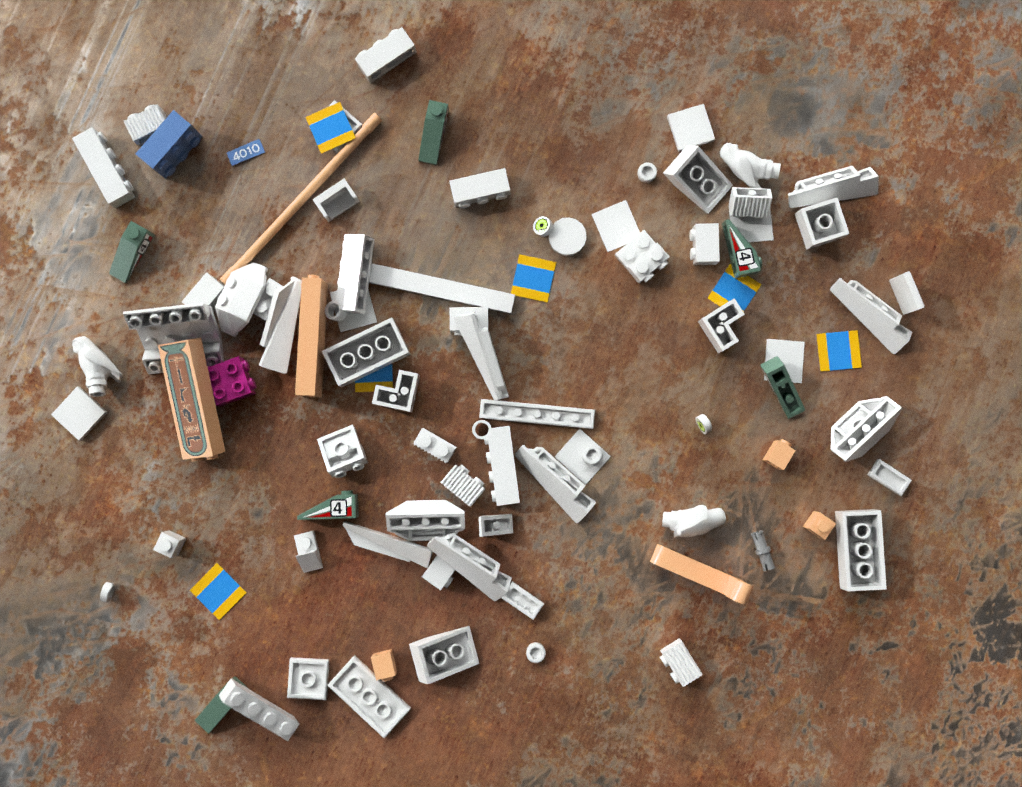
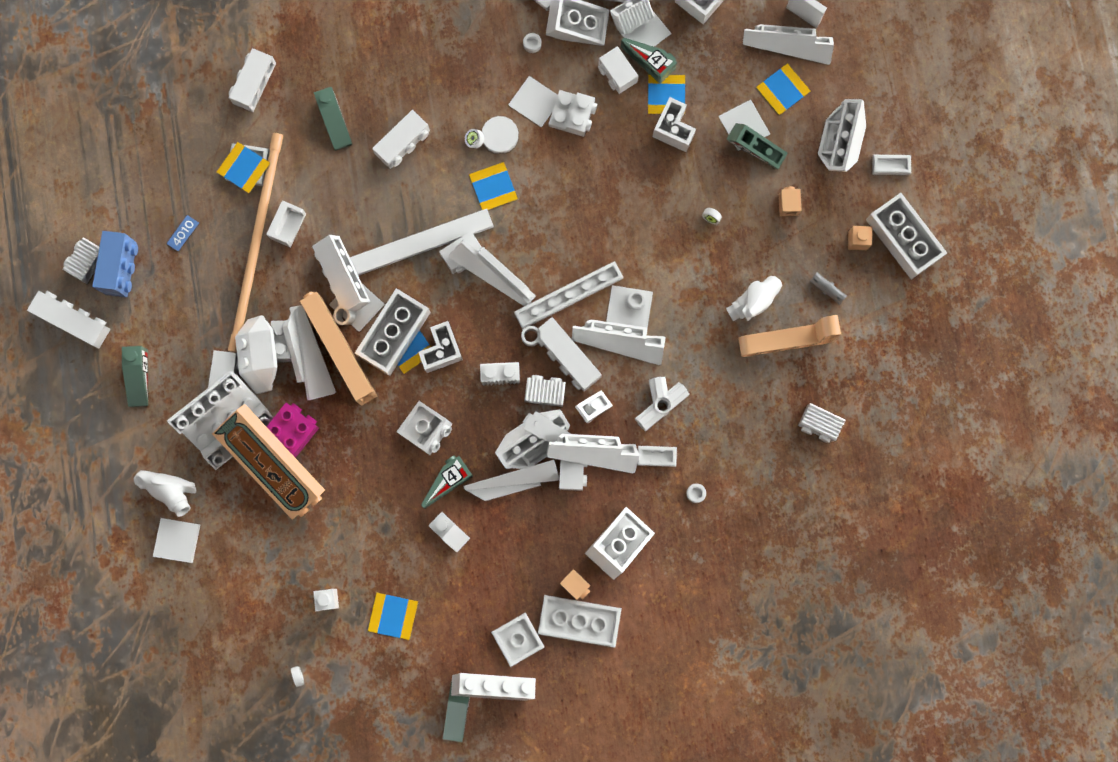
camera: 30 degrees left, 5 degrees down
(440, 518) = (543, 427): none -> white piece
(559, 548) = (661, 394): none -> white piece

